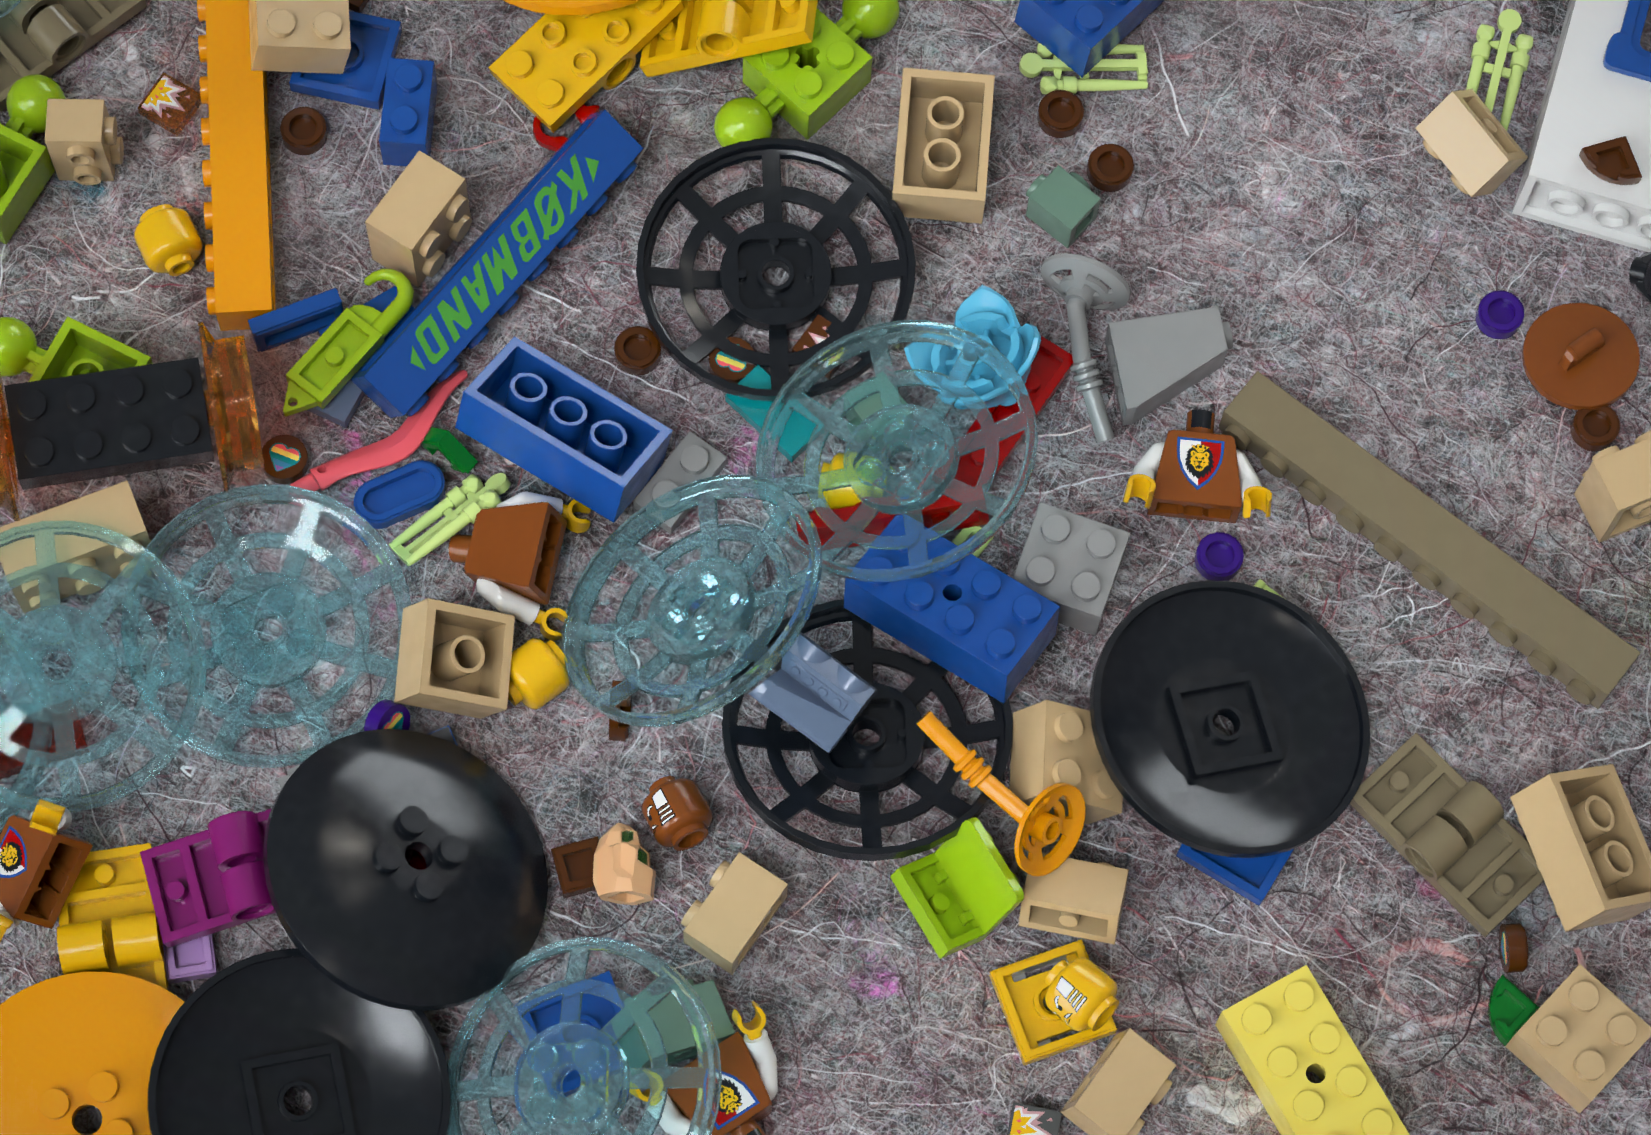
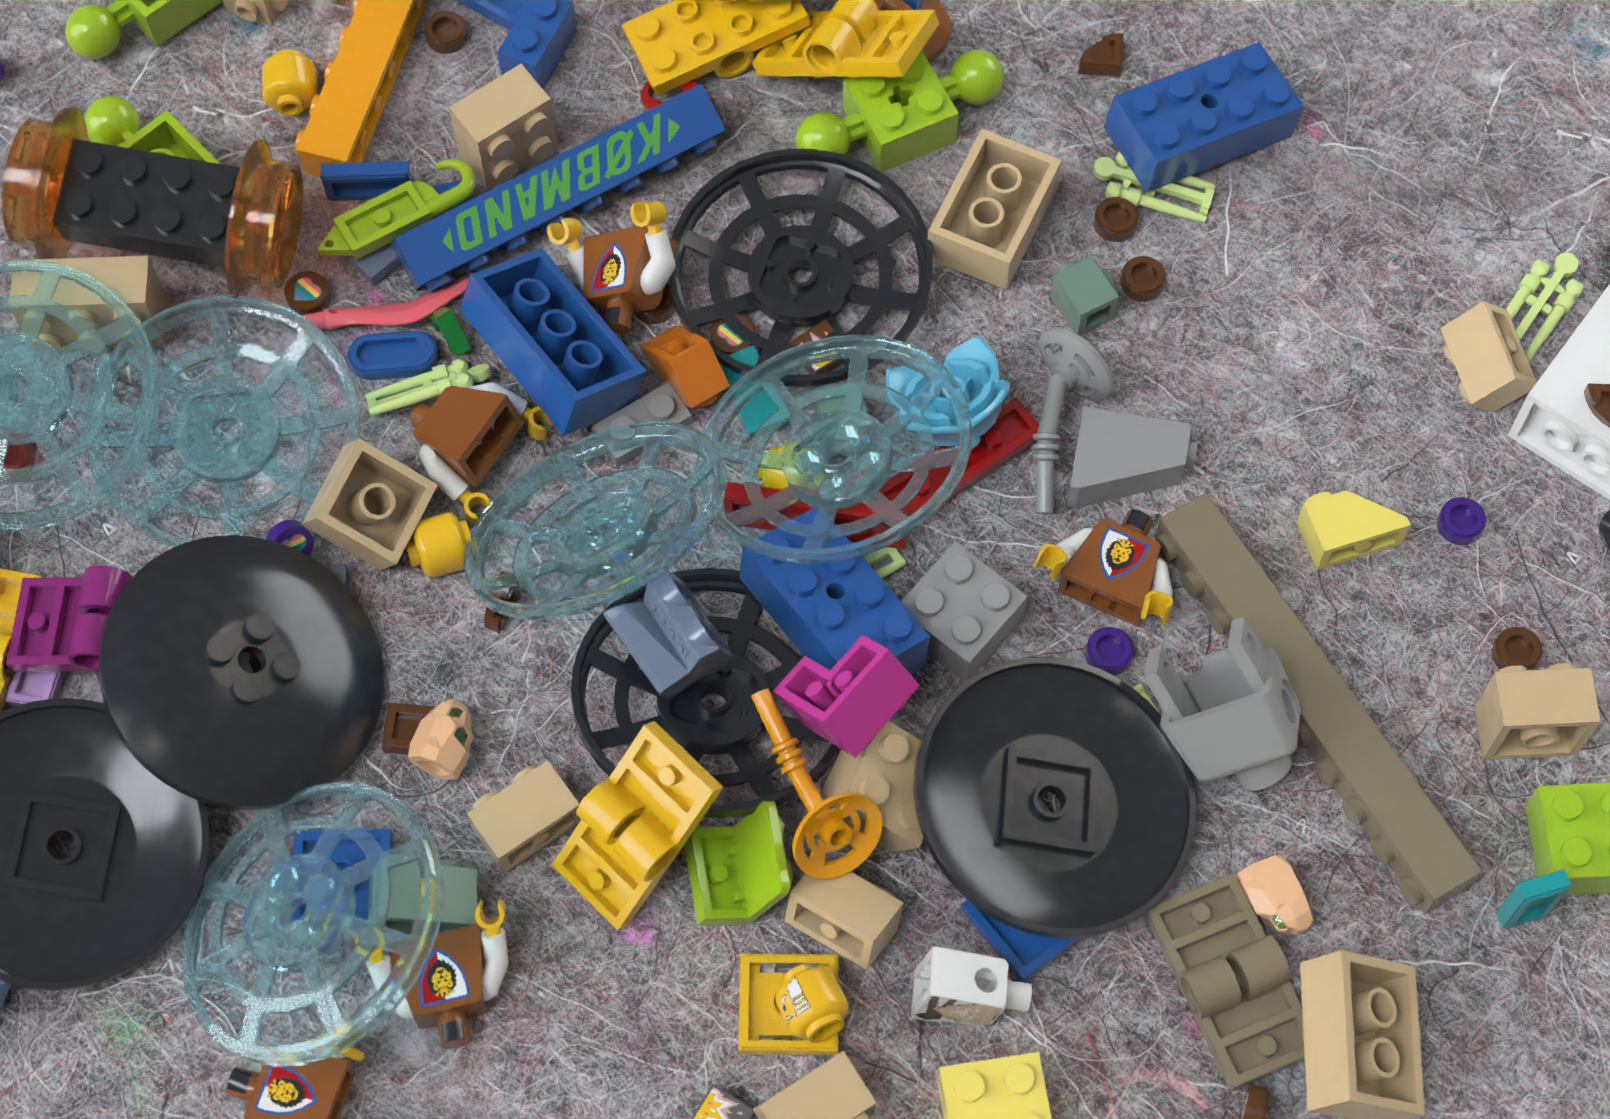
camera: 25 degrees right, 5 degrees down
(600, 330) = (621, 268): none -> torso
(677, 813) = (512, 709): dark orange head -> none
(701, 406) = (687, 365): none -> orange slope
(853, 885) = (635, 825): none -> yellow plate
(1017, 695) = (851, 698): none -> dark pink brick
(1212, 929) = (965, 988): none -> white torso
(1362, 581) = (1231, 712): none -> light grey piece
(1397, 359) = (1348, 527): none -> light yellow slope
(1463, 739) = (1276, 894): none -> light nougat rock
(1580, 356) = (1525, 582): dark orange shield -> none

